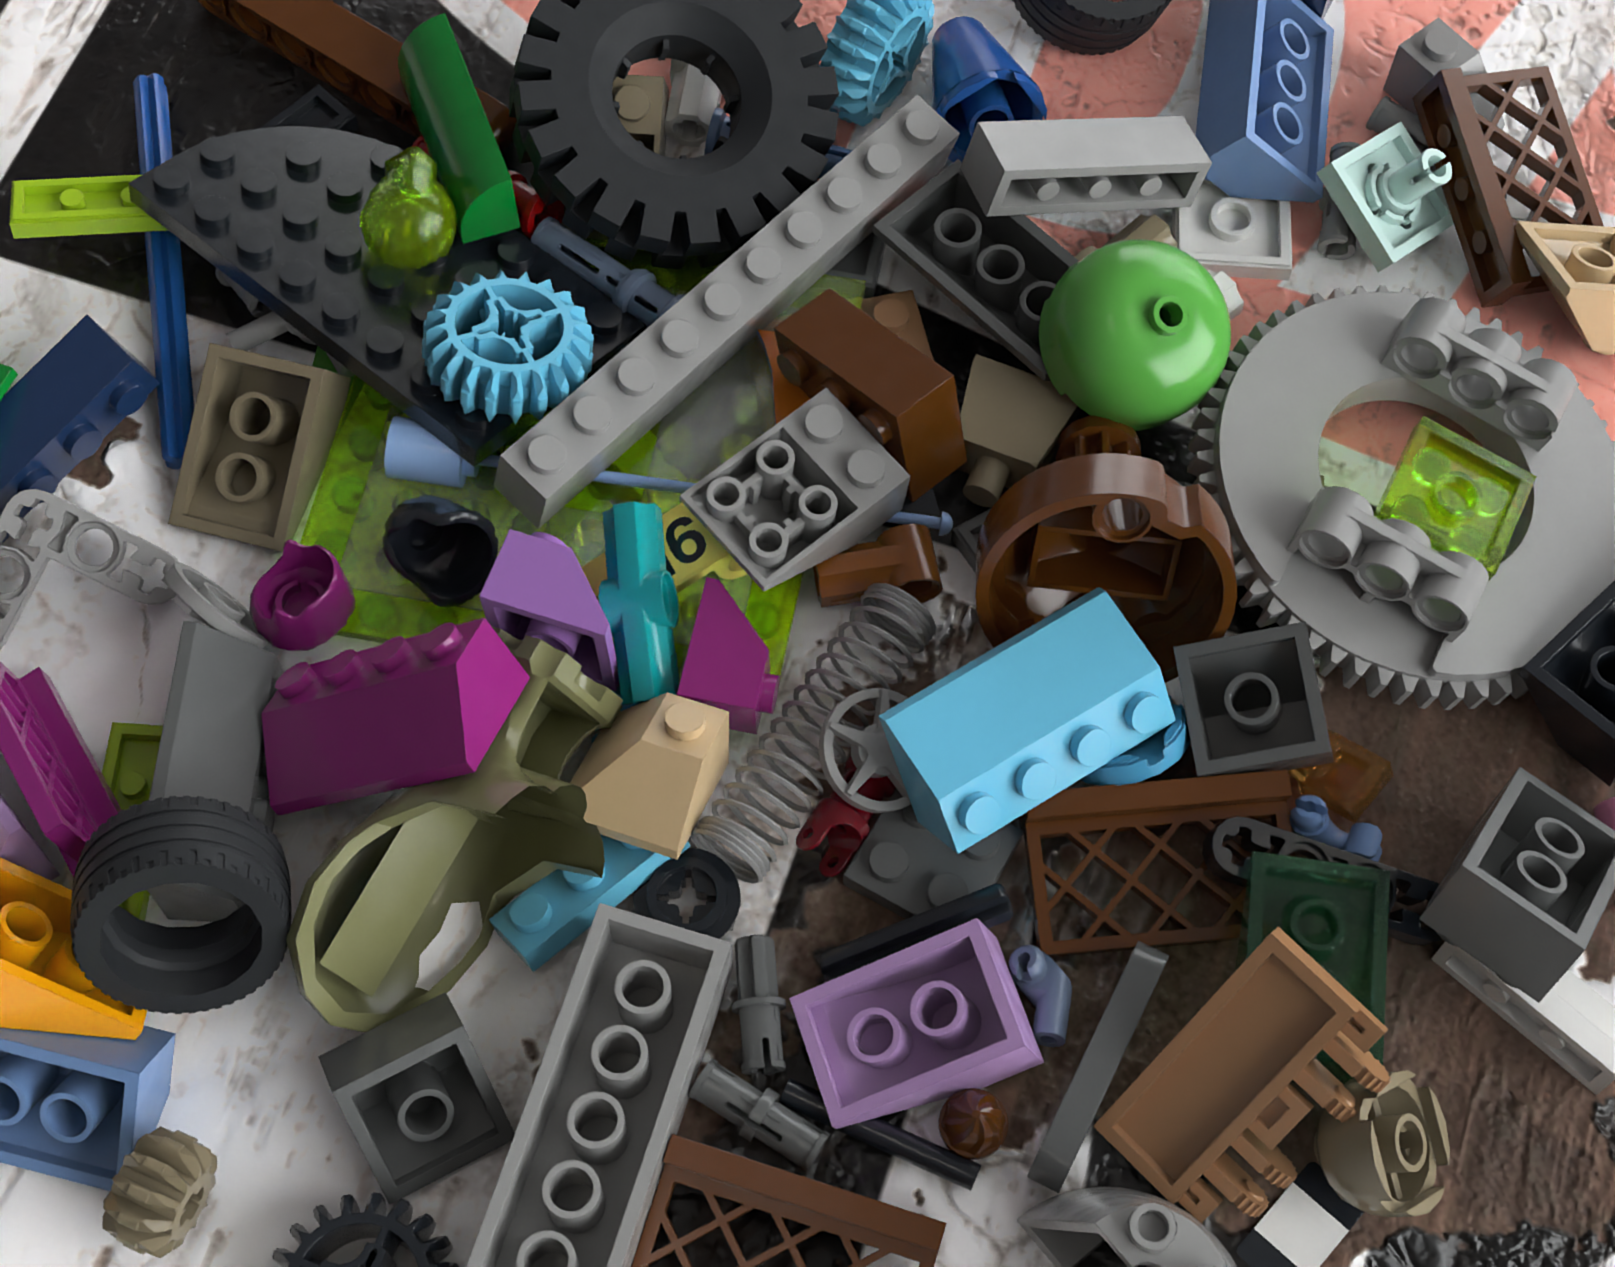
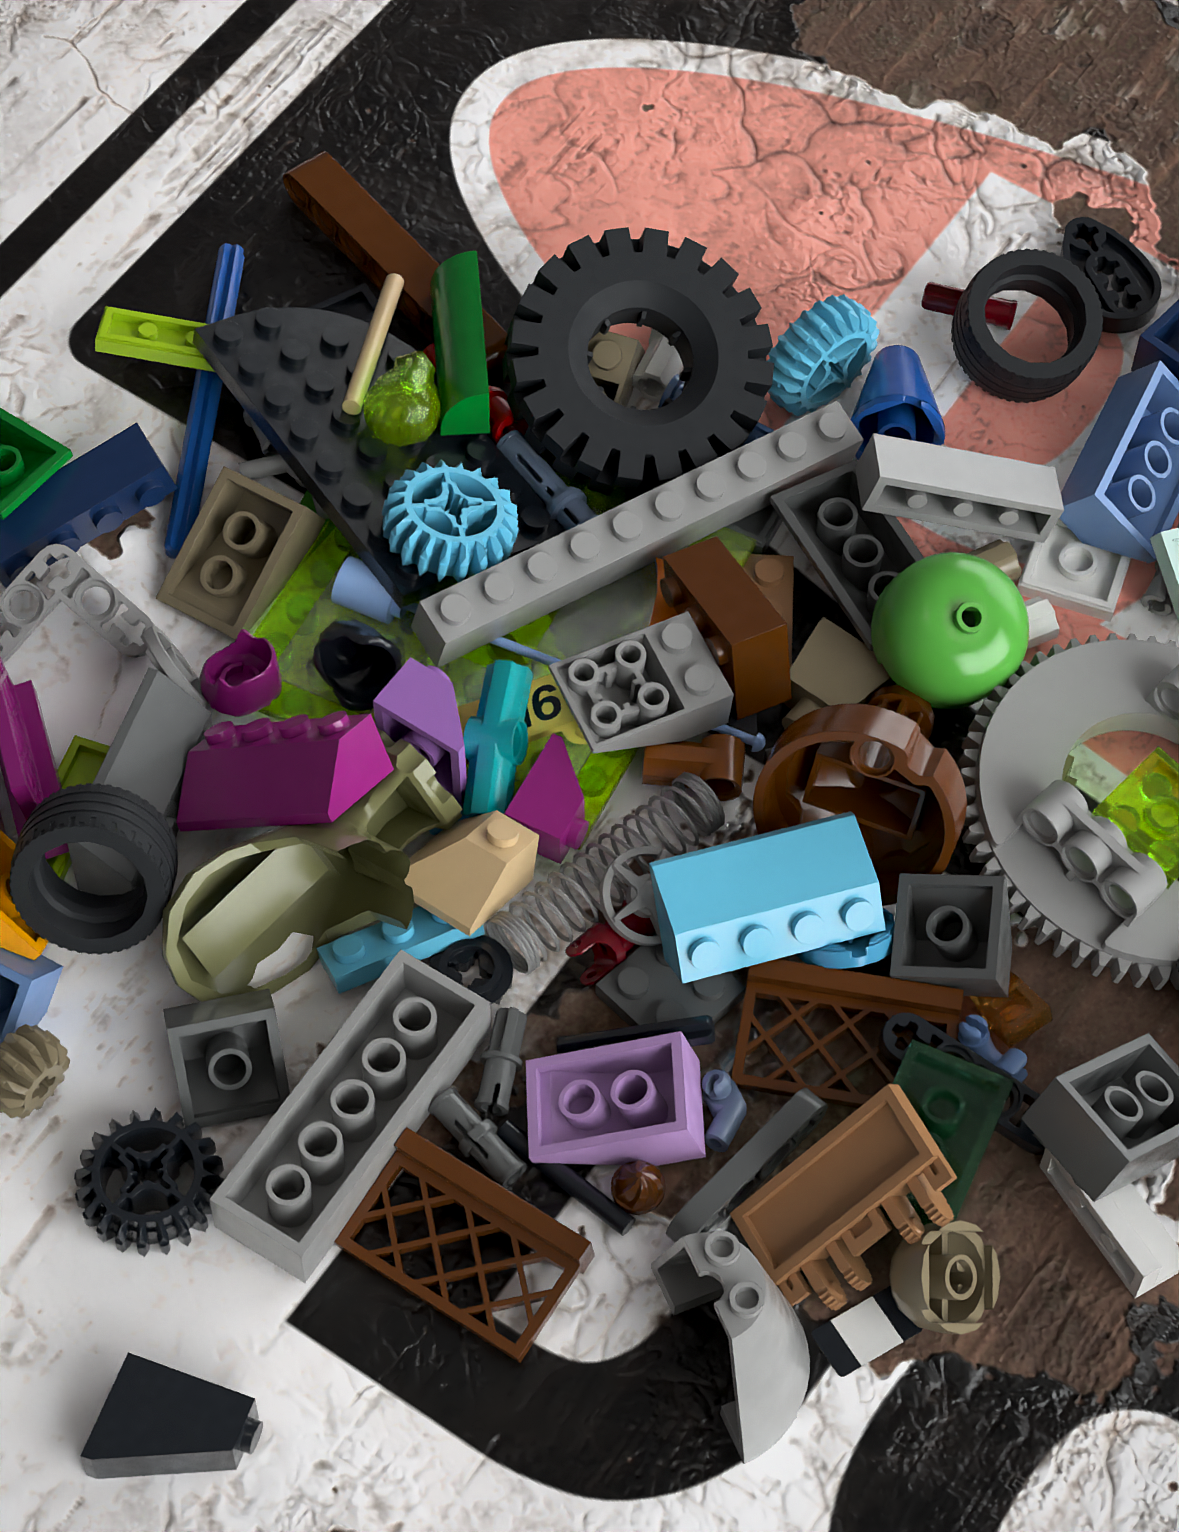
camera: 15 degrees right, 5 degrees down
(350, 154) = (373, 344): none -> tan bar

